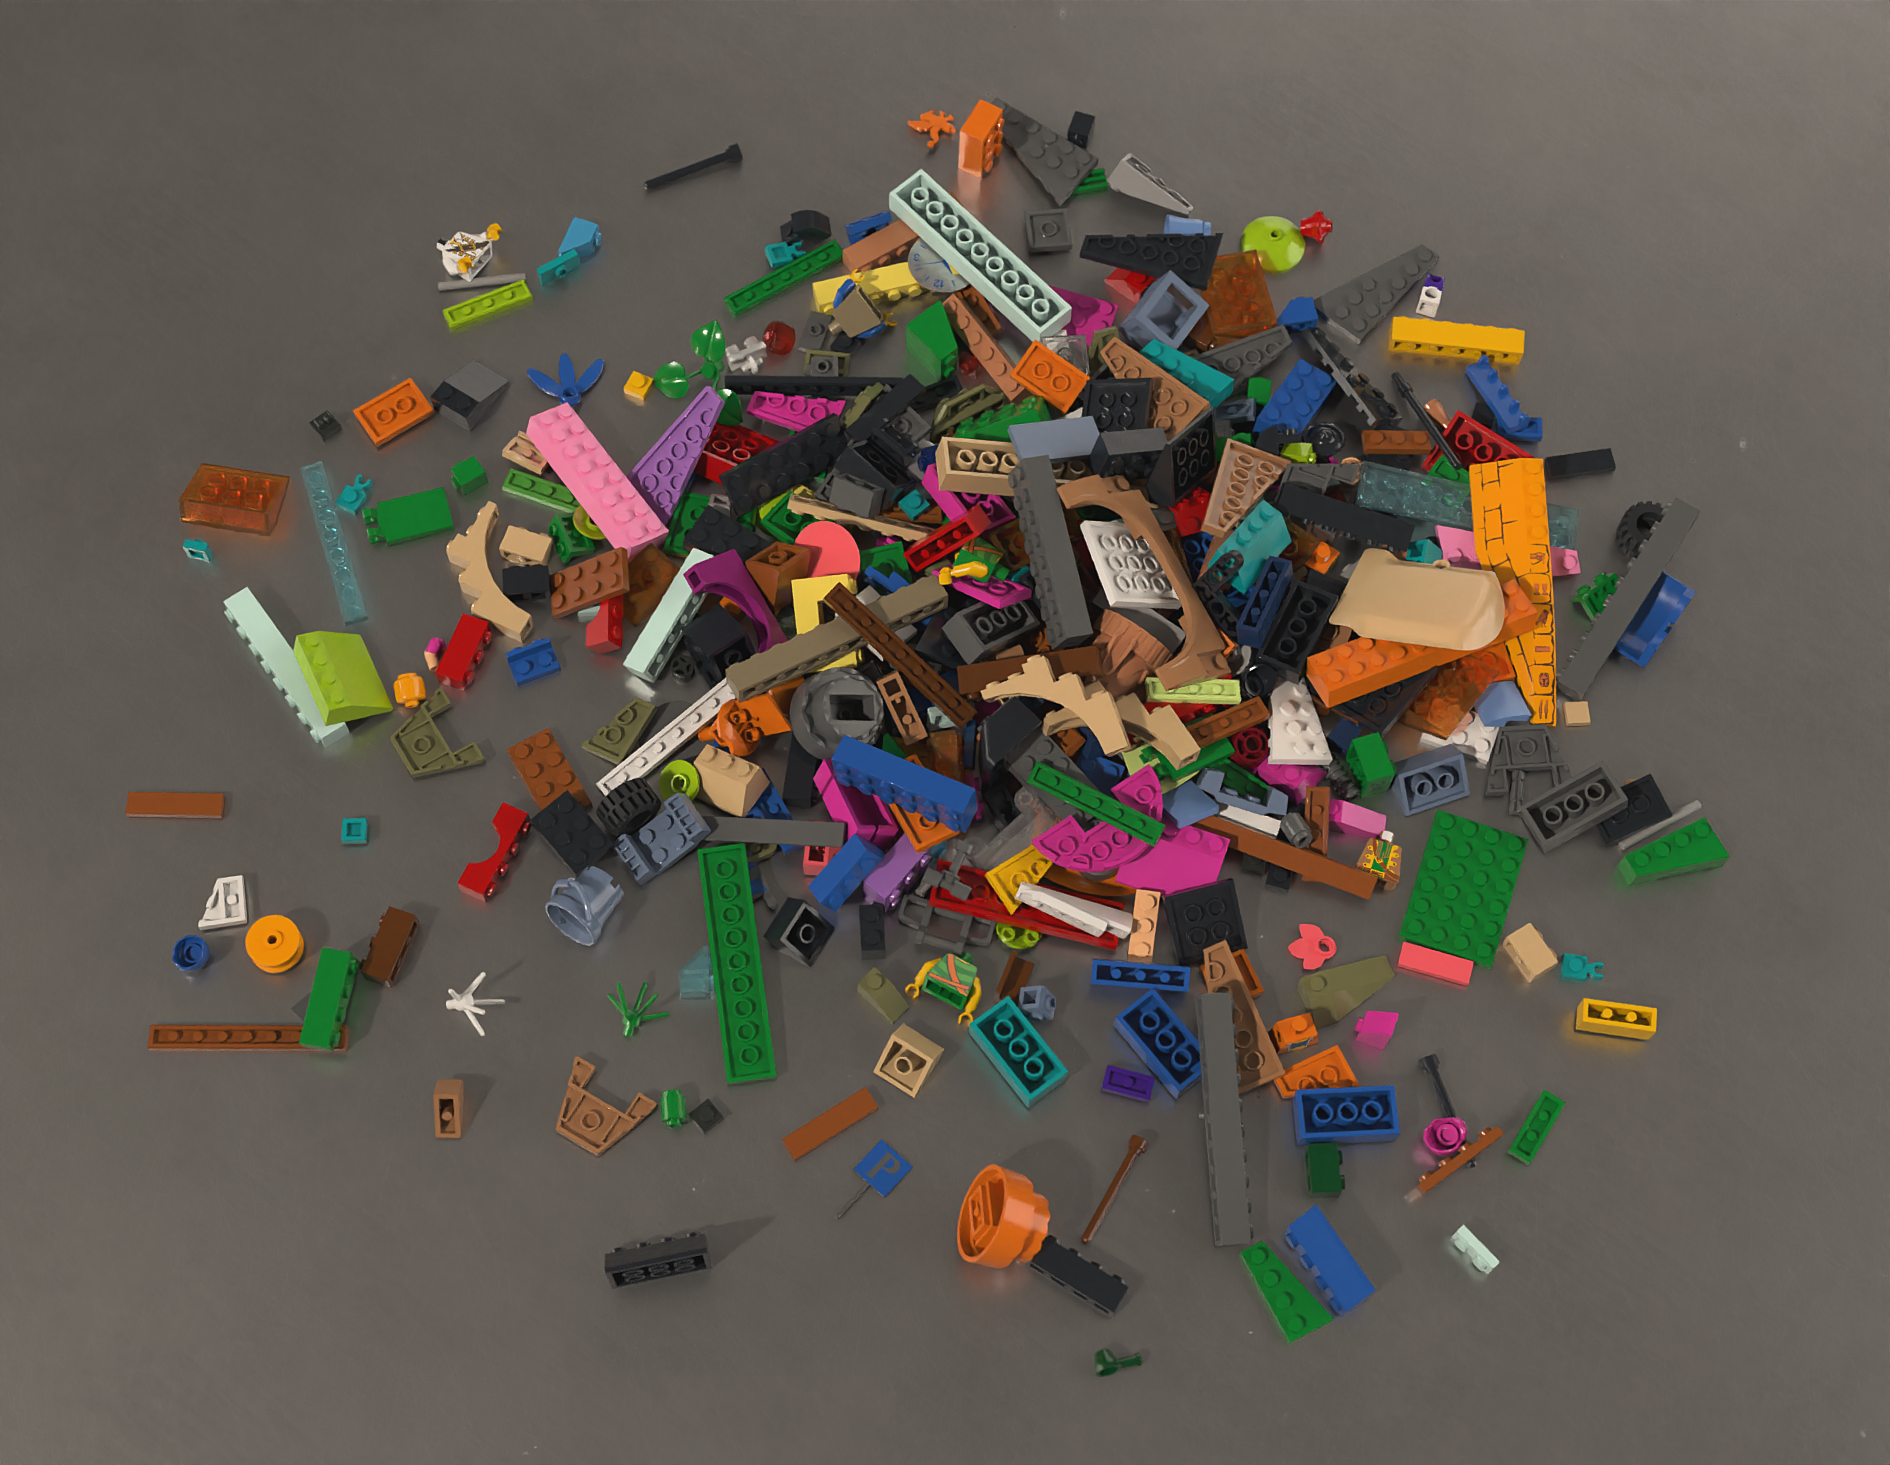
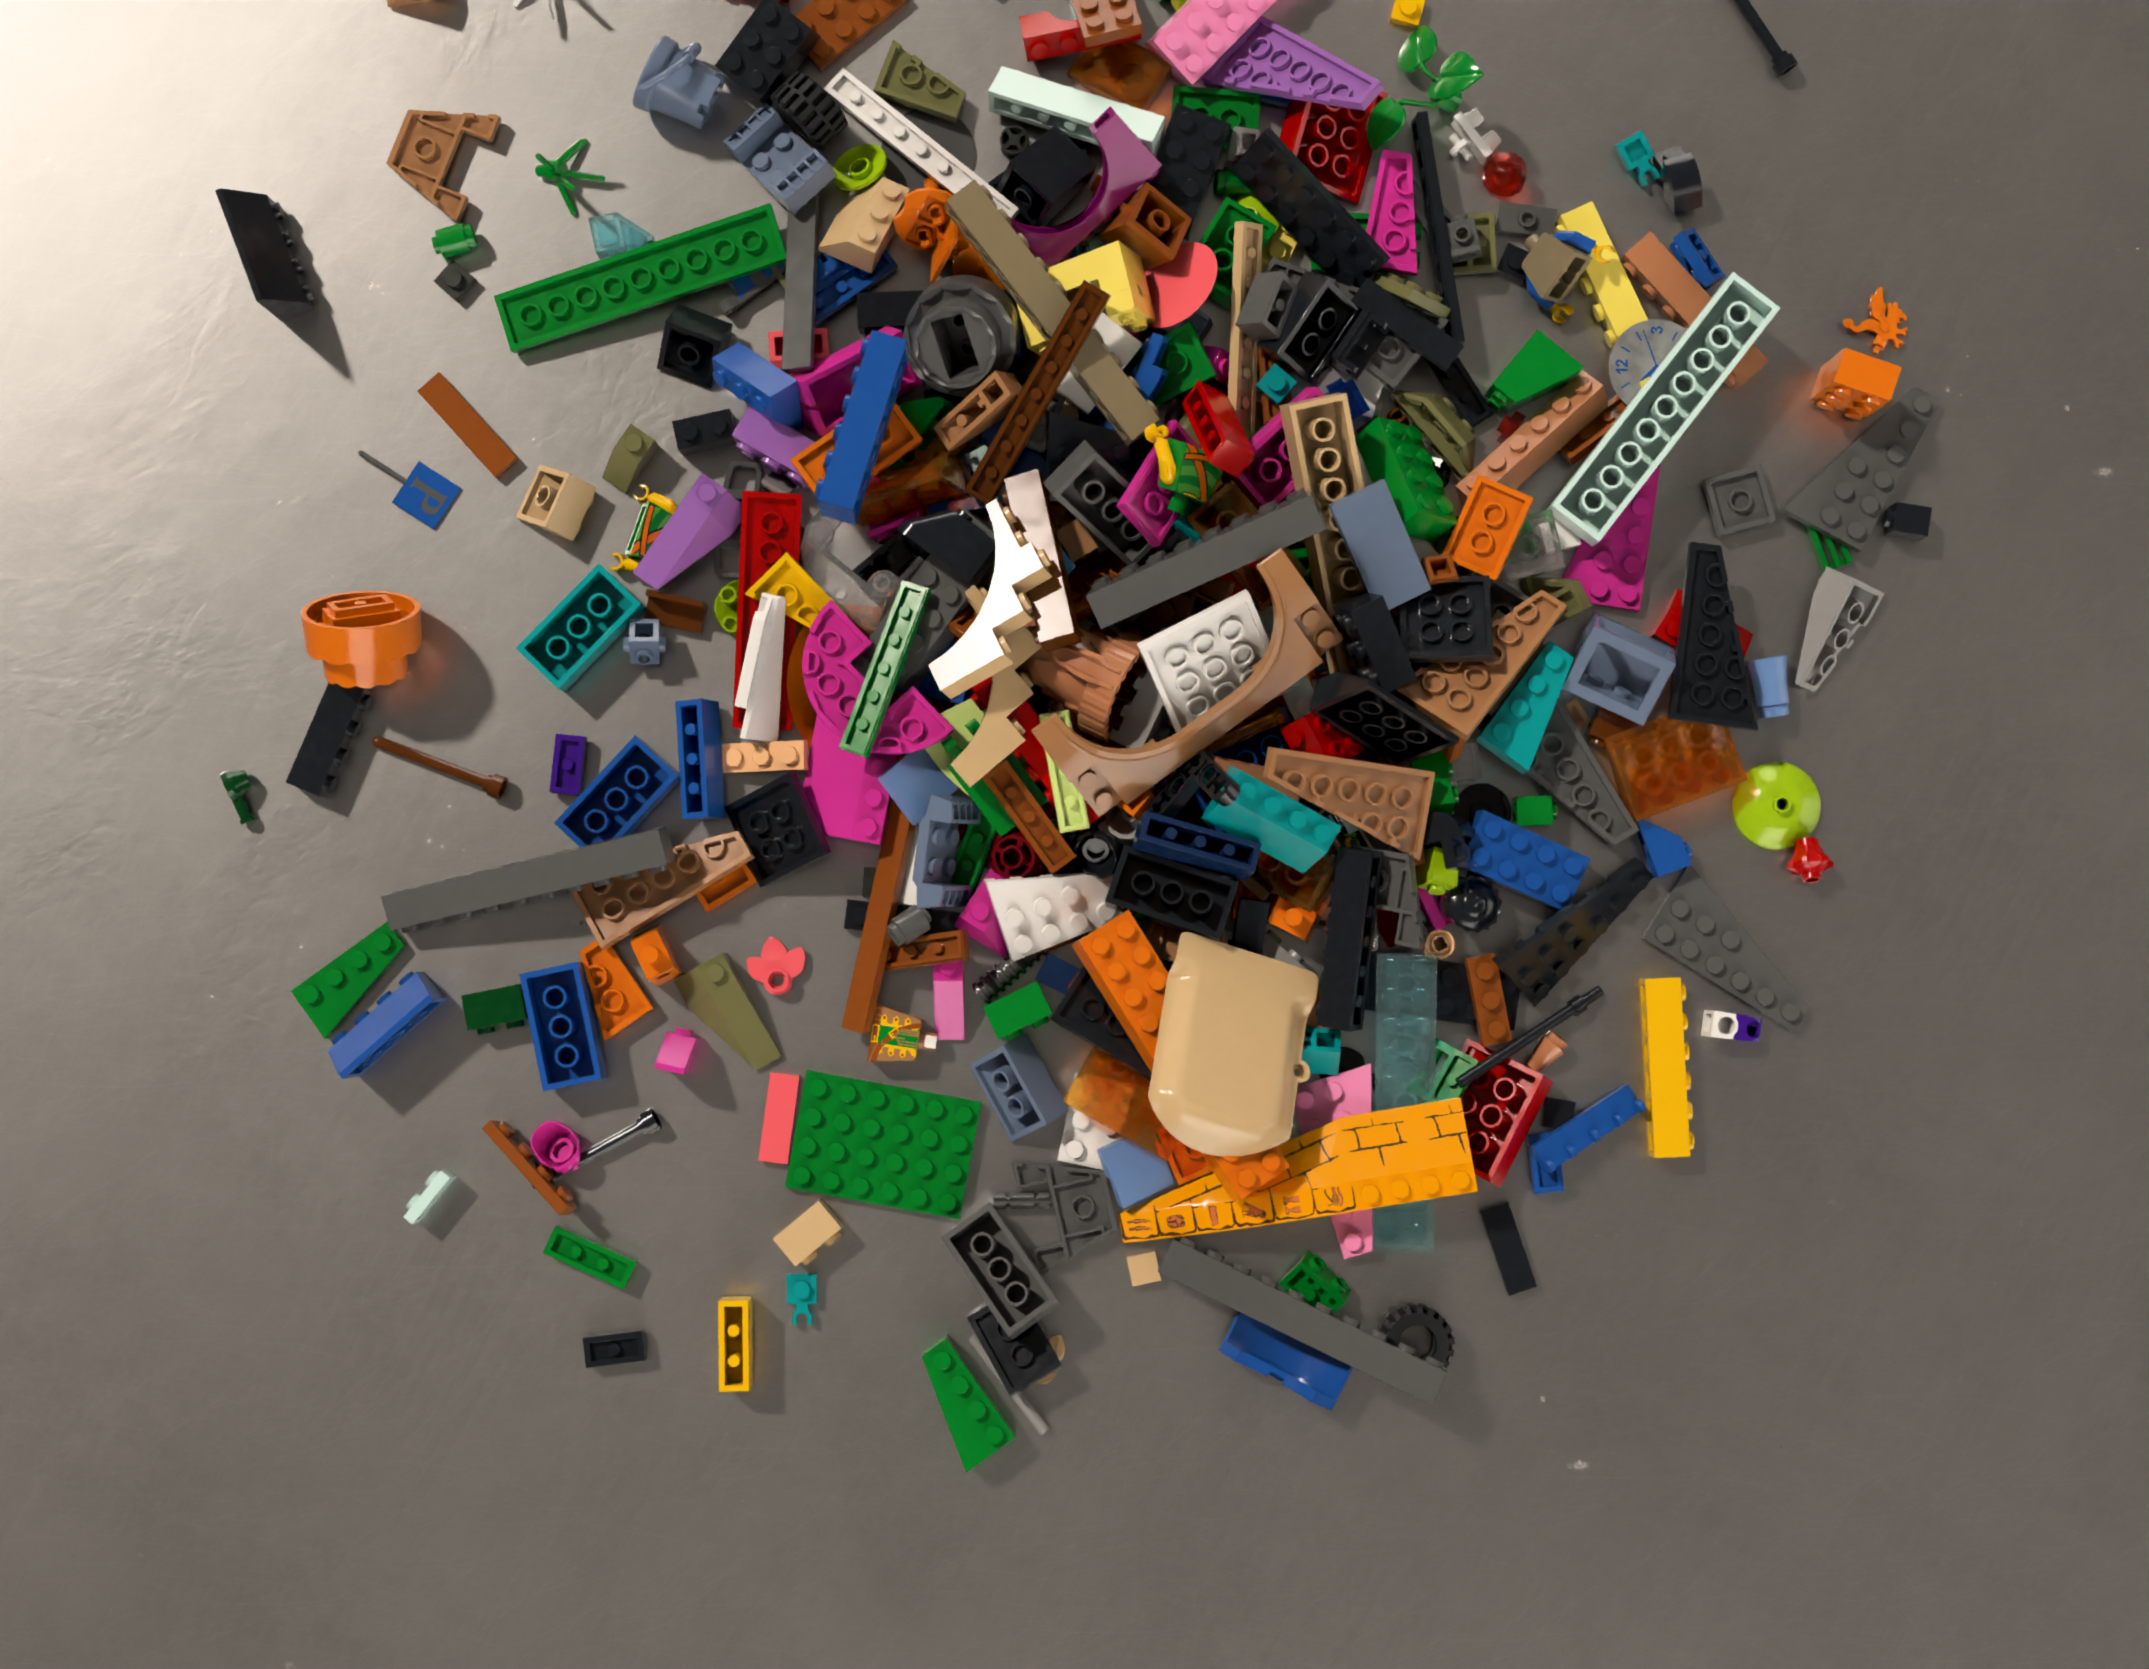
camera: 85 degrees right, 20 degrees up
(784, 278) = (1602, 166): green tile -> none
(949, 879) = (772, 509): dark grey bar -> none
(952, 946) = (696, 527): none -> medium lavender wedge
(1077, 408) = (1439, 568): none -> dark orange slope
(1236, 411) = (1497, 783): sand blue plate -> none
(1613, 1119) = (614, 1348): none -> black plate

